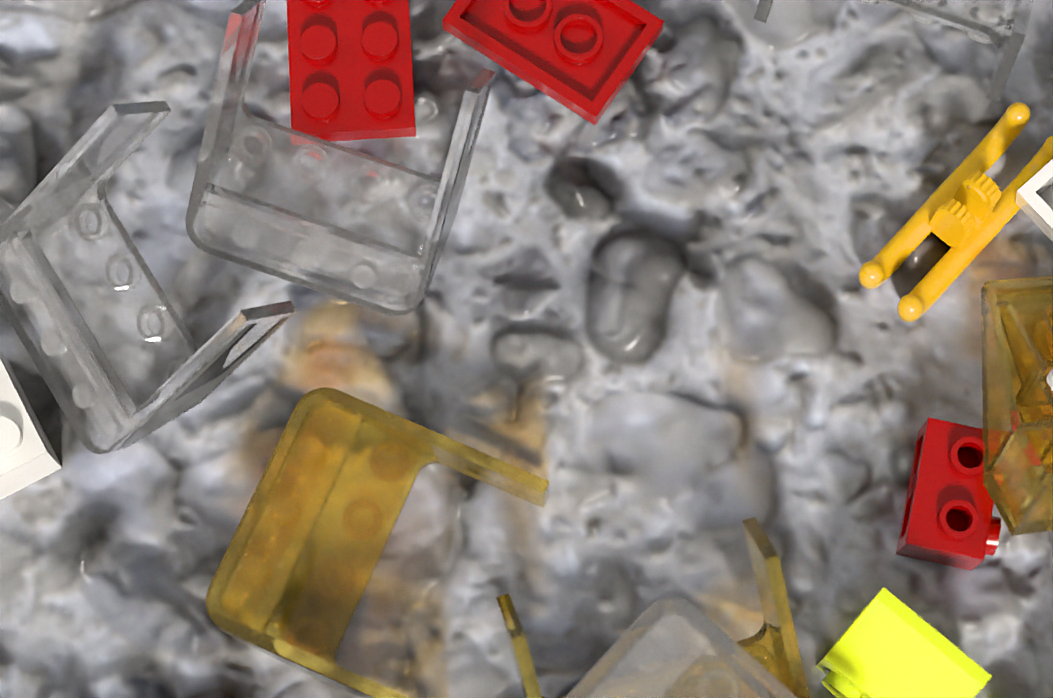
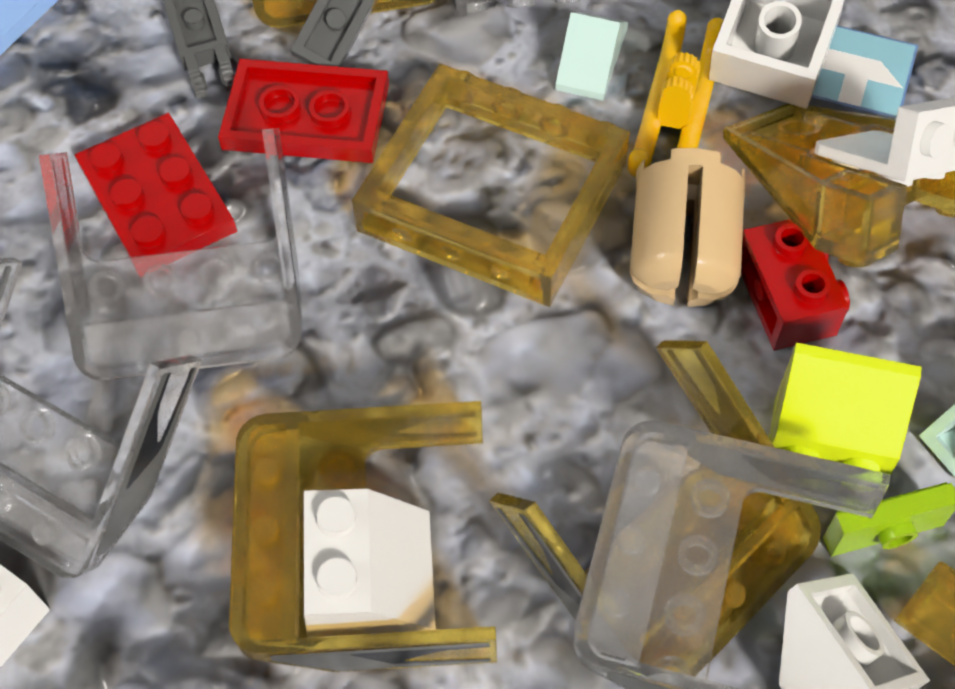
camera: 25 degrees left, 15 degrees down
(364, 587) = (366, 564): none -> white slope
(630, 278) = (464, 246): none -> clear yellow window
(901, 403) = (667, 192): none -> tan cylinder
(907, 98) = (590, 54): none -> light aqua slope

